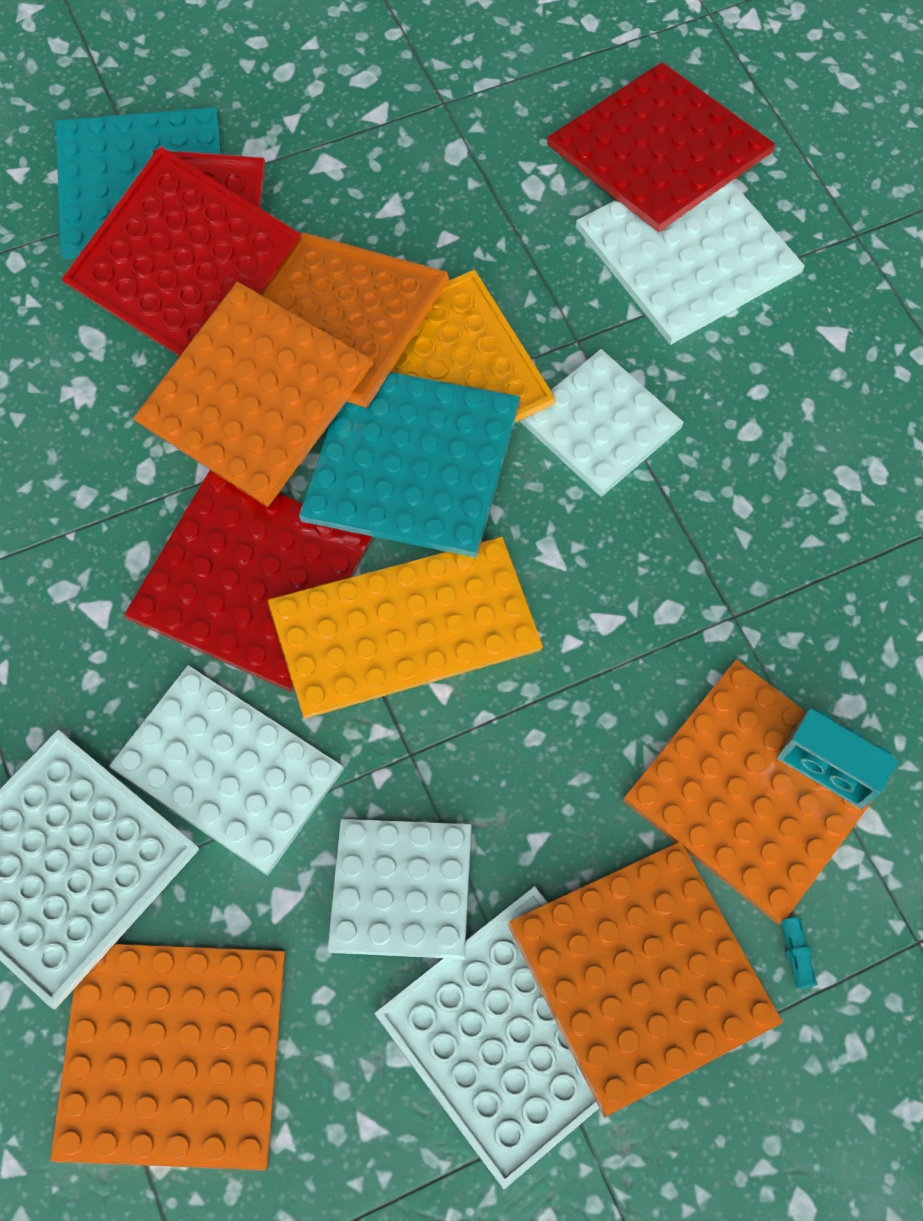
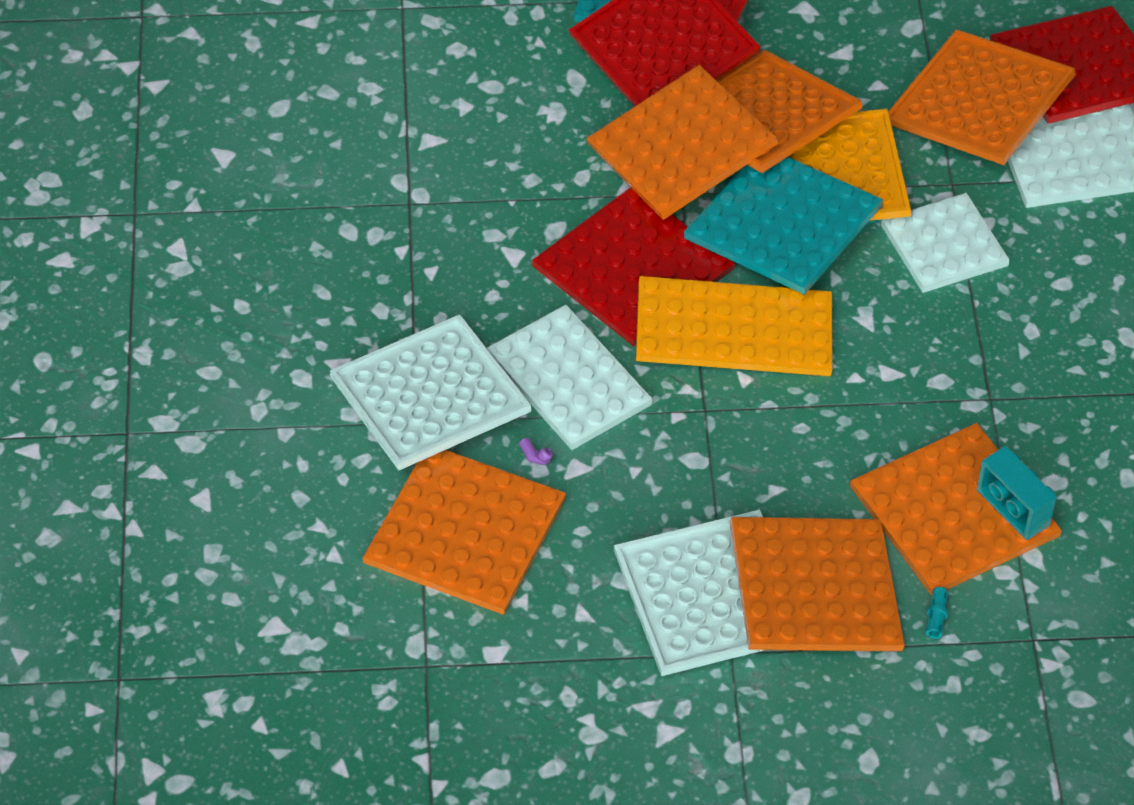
camera: 25 degrees right, 15 degrees down
(224, 905) = (532, 455): none -> medium lavender arm
(401, 889) = (663, 481): light aqua plate -> none
(573, 222) = (980, 96): none -> orange plate

